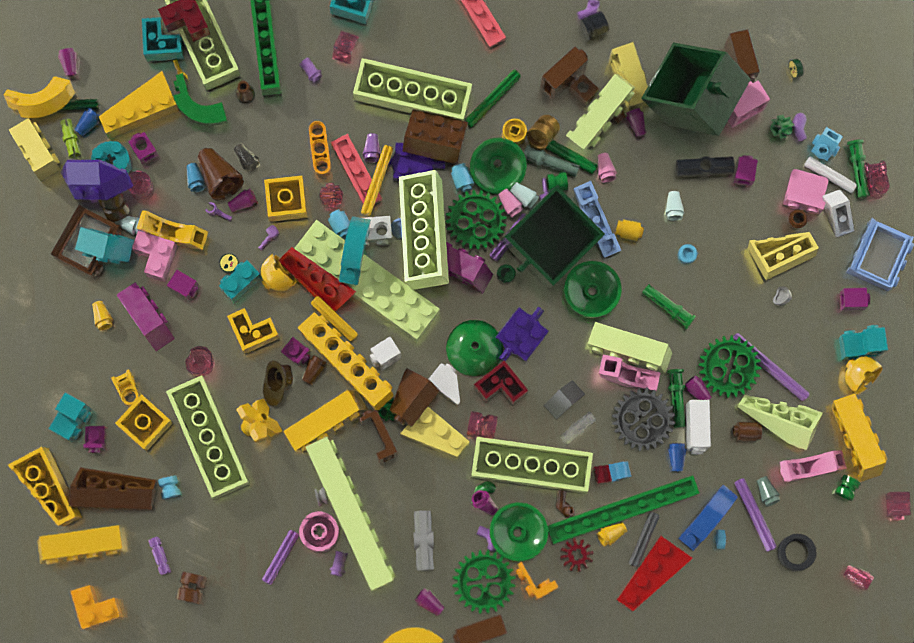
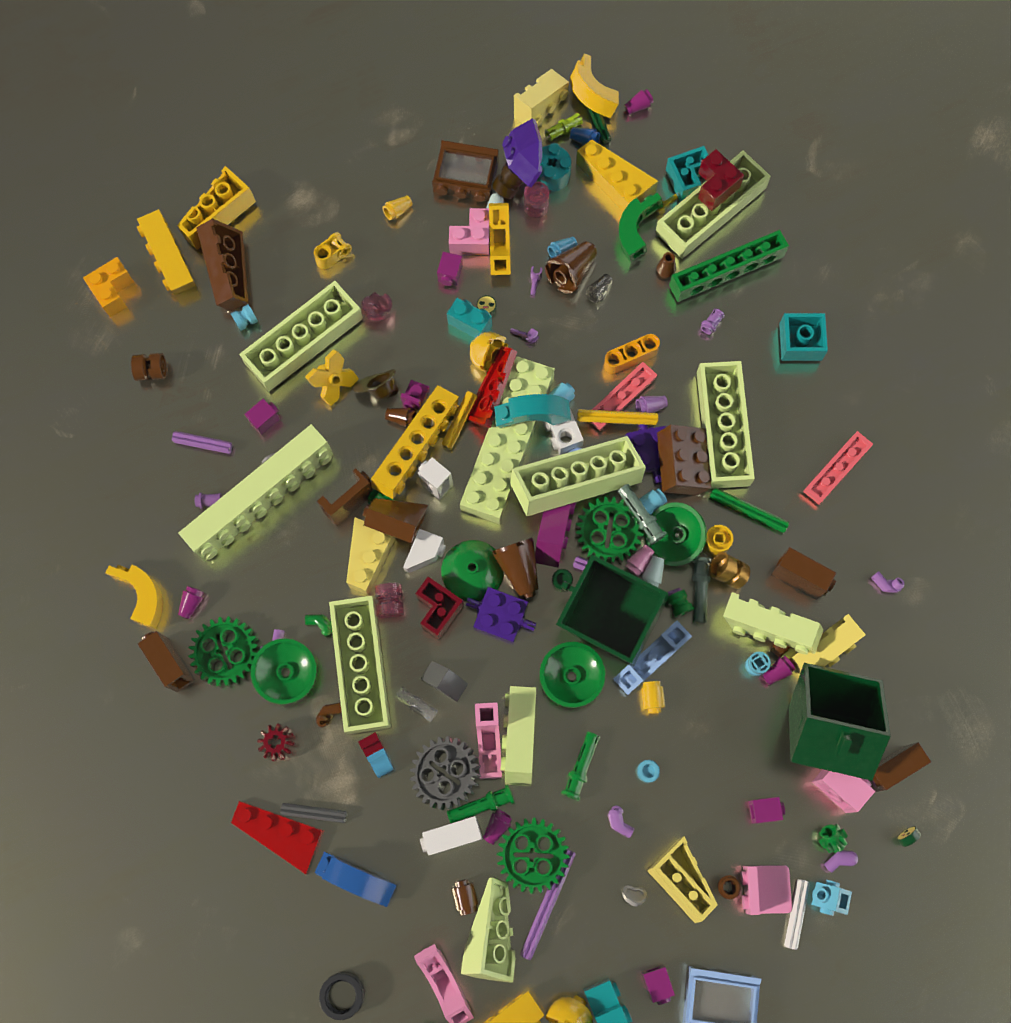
camera: 80 degrees right, 5 degrees down
(70, 417) = (289, 207): teal brick -> none
(95, 439) = (275, 238): magenta bracket -> none
(104, 245) = (462, 182): teal brick -> none
(144, 423) = (300, 273): yellow brick -> none
(145, 315) = (406, 244): magenta wedge -> none
(146, 154) = (573, 198): magenta brick -> none
(159, 555) = (176, 330): medium lavender axle -> none
(242, 200) = (555, 299): magenta cone -> none
(252, 336) = (417, 344): yellow brick -> none
(273, 494) = (263, 416): none -> magenta brick
(285, 198) = (568, 335): yellow brick -> none
(312, 540) = (228, 459): bright pink brick -> none
(325, 420) = (349, 440): yellow wedge -> none
(331, 194) = (587, 378): clear pink gear -> none
(344, 47) = (749, 345): clear pink bracket -> none
(423, 540) = (252, 577): light grey piece -> none
(481, 185) = (647, 522): none -> sand green pin
(483, 502) = (306, 626): magenta cone -> none
(484, 305) = (519, 566): none -> reddish brown cone
(544, 588) = (223, 703): light orange bracket -> none
(572, 156) = (714, 611): green axle -> none
(583, 97) = (798, 592): reddish brown brick -> none
(594, 25) = (870, 592): black piece -> none
(606, 169) = (713, 652): bright pink cone -> none
(612, 533) = (310, 774): yellow cone -> none
(623, 509) = (340, 780): green plate -> none
(626, 140) = (754, 666): none -> medium azure wheel
(674, 206) = (696, 740): light aqua cone -> none
(677, 456) = (416, 823): blue cone -> none
(717, 166) = (759, 776): black piece -> none
(720, 539) = (333, 900): medium azure tile -> none
(722, 291) = (617, 822): none -> medium lavender arm
(755, 514) = (373, 934): medium lavender axle -> none
(768, 492) = (402, 941): sand green cone -> none
(838, 213) = (754, 936): white slope -> none
(858, 158) = (826, 942): green pin -> none
(877, 175) = (816, 970): clear pink piece -> none

